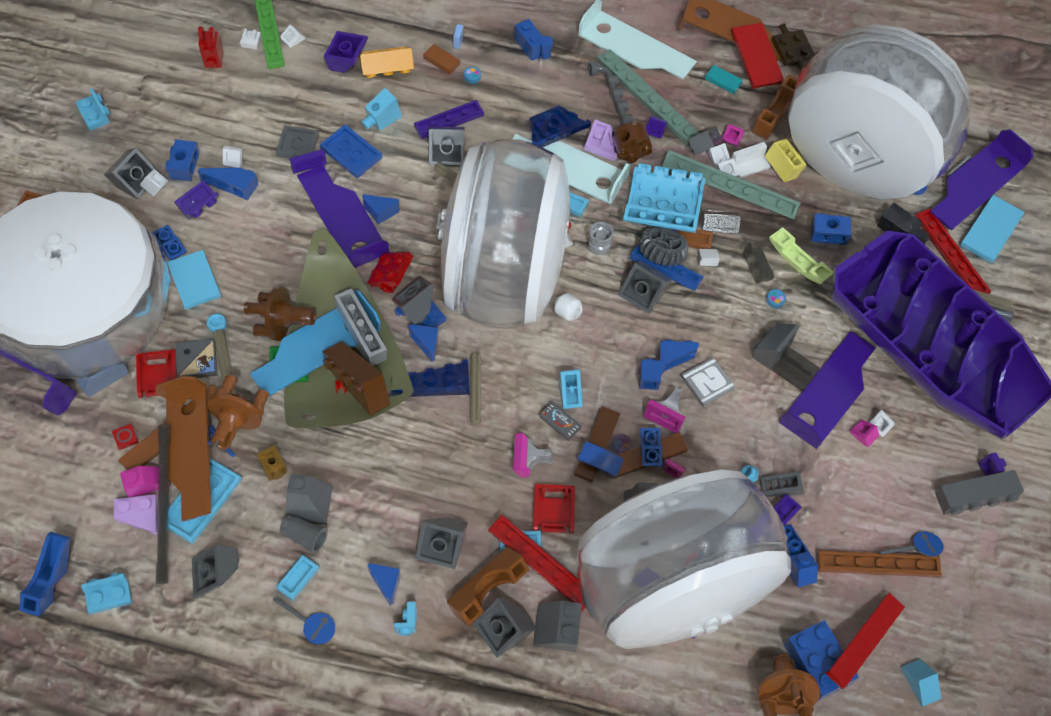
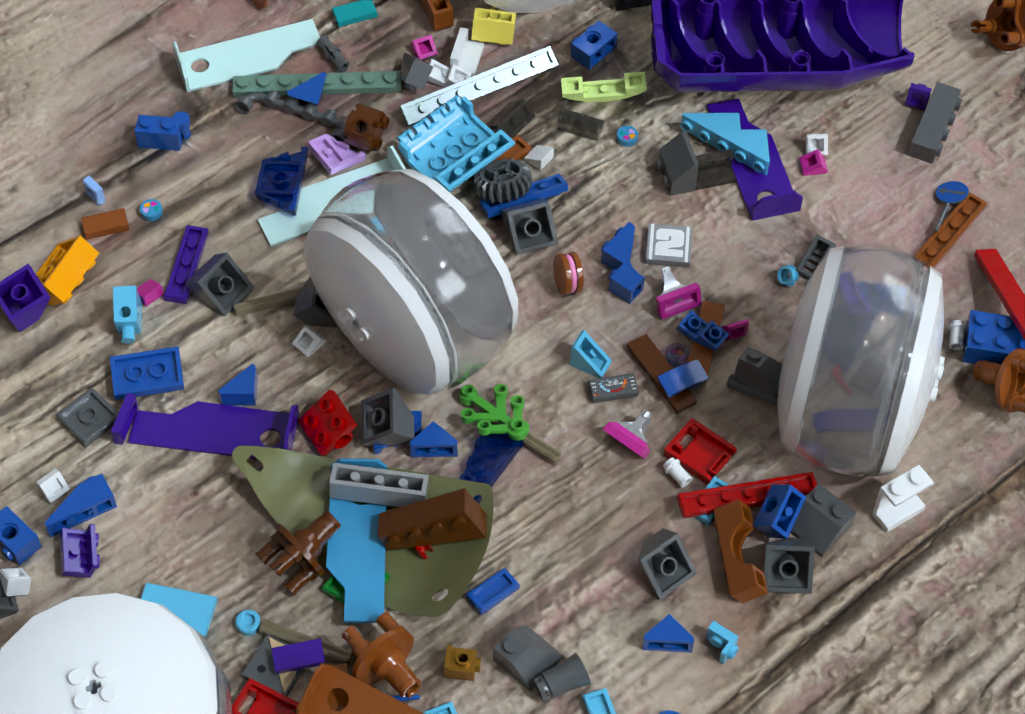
camera: 50 degrees left, 5 degrees down
(207, 365) = (298, 656): none -> dark purple tile
(343, 448) = (492, 591): none -> blue tile
(411, 113) = (150, 292): none -> dark pink slope
(476, 362) = (515, 428): none -> bright green plant
(524, 503) = (677, 472): none -> white pin
(537, 591) = (779, 511): none -> blue brick
(615, 671) = (899, 498): none -> white panel
(623, 332) = (568, 273): none -> dark orange head
(635, 95) = (311, 89): none -> blue slope
(656, 126) = (361, 95): dark purple tile -> none
(678, 89) = (333, 53): none -> dark grey pin
(801, 624) = (956, 331): none -> white pin
(832, 359) = (725, 133): none -> medium azure slope

